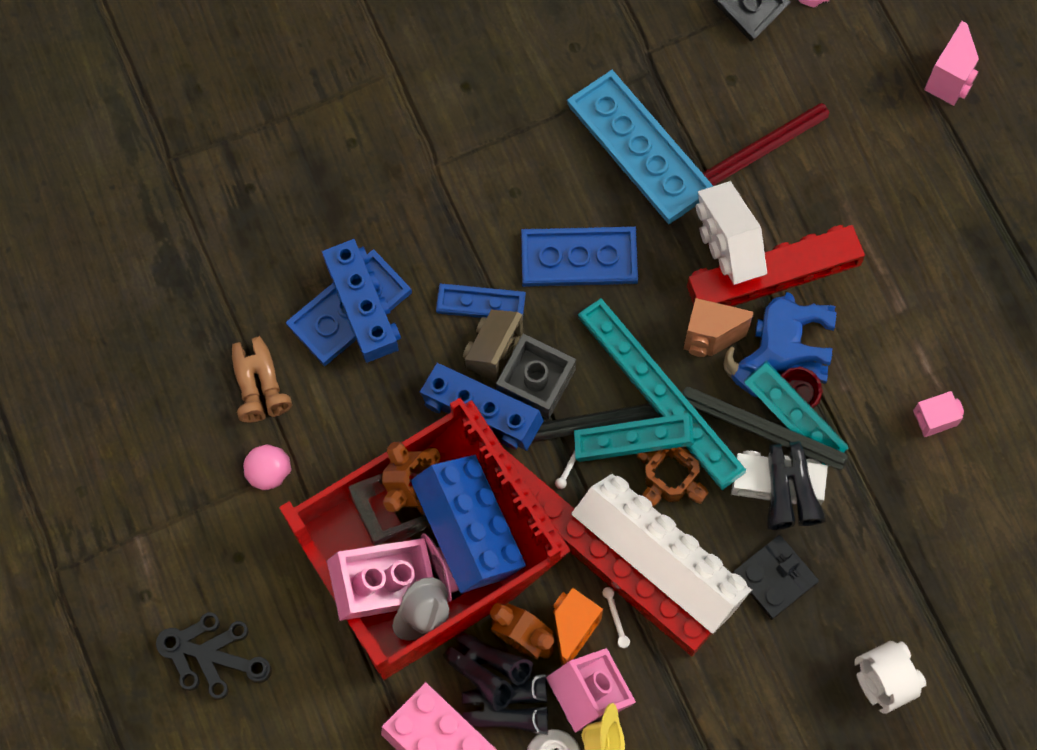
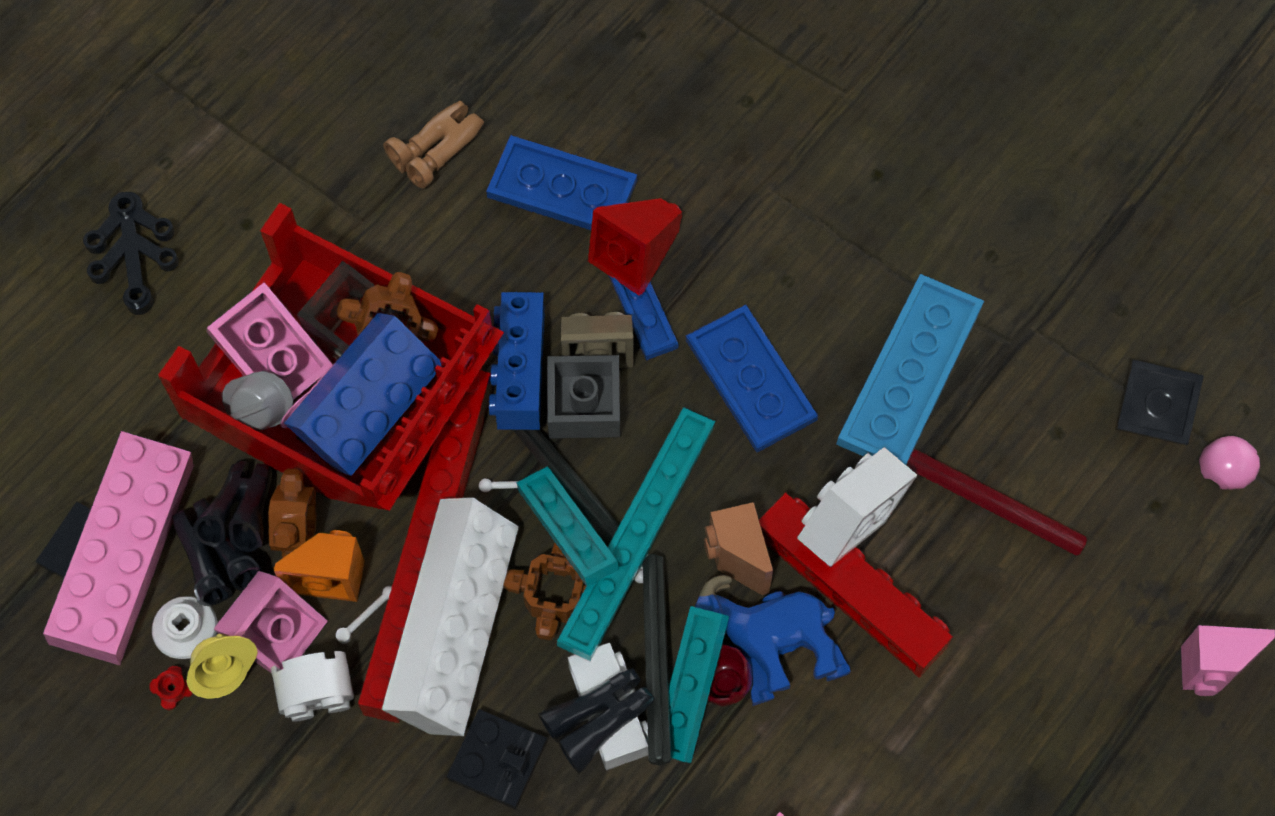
camera: 60 degrees right, 5 degrees down
(266, 467) = (351, 199): bright pink hair -> none
(360, 300) = (568, 187): blue brick -> none
(430, 278) = (633, 240): none -> red slope
(660, 678) = (312, 684): none -> white brick

